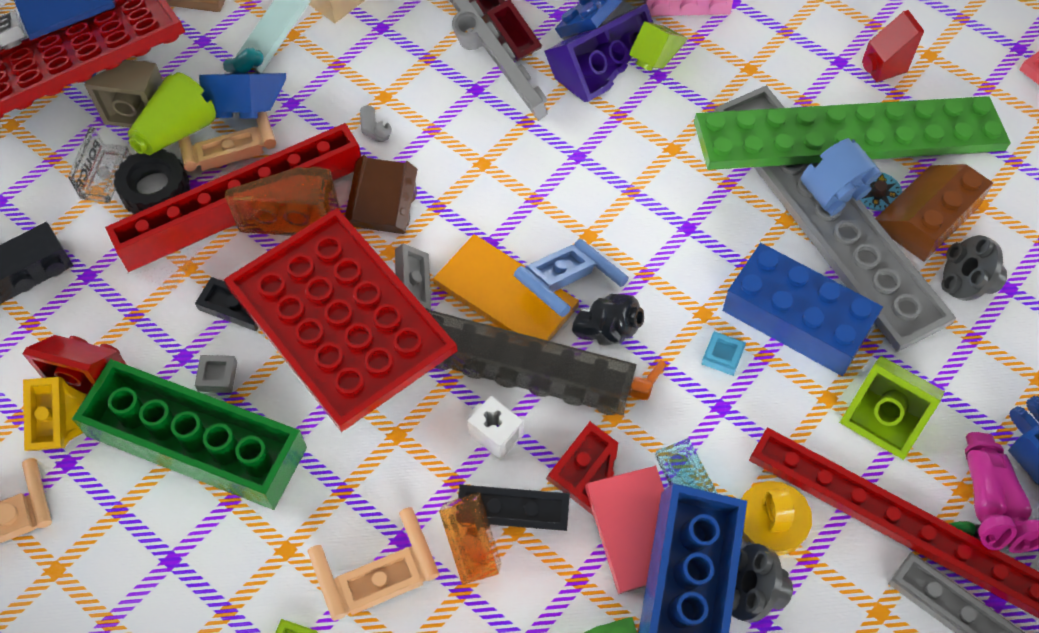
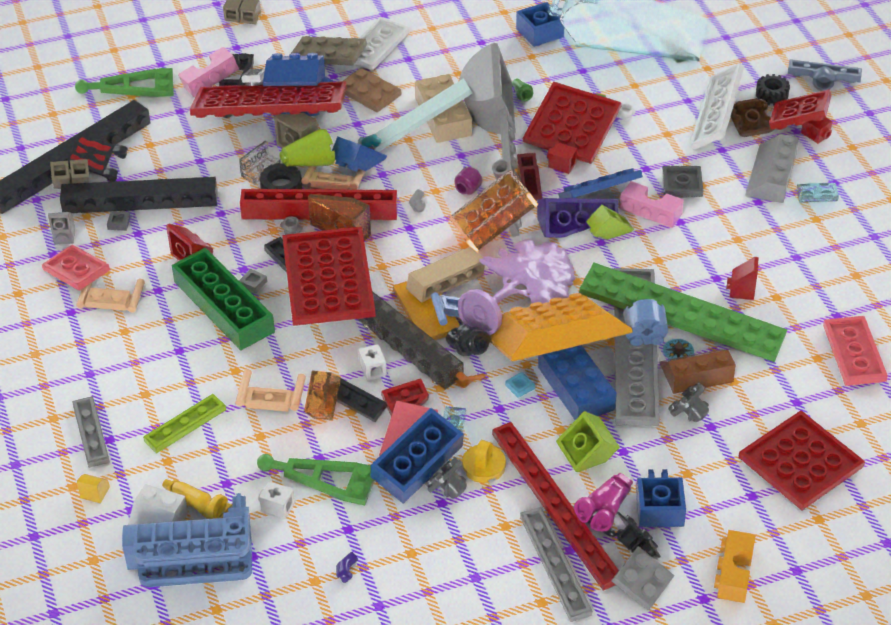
camera: 30 degrees right, 15 degrees down
(49, 413) = (160, 263): yellow slope -> none
(208, 244) = (291, 225): none -> light grey plate
(381, 195) = (395, 236): reddish brown slope -> none
(414, 272) = (383, 278): light grey plate -> none
(423, 62) = (468, 180): none -> magenta head
(501, 226) = (445, 274): none -> tan brick
(508, 95) = (493, 210): none -> clear orange brick
(607, 156) = (540, 268): none -> lavender plant
(725, 247) = (554, 327): none -> light orange slope

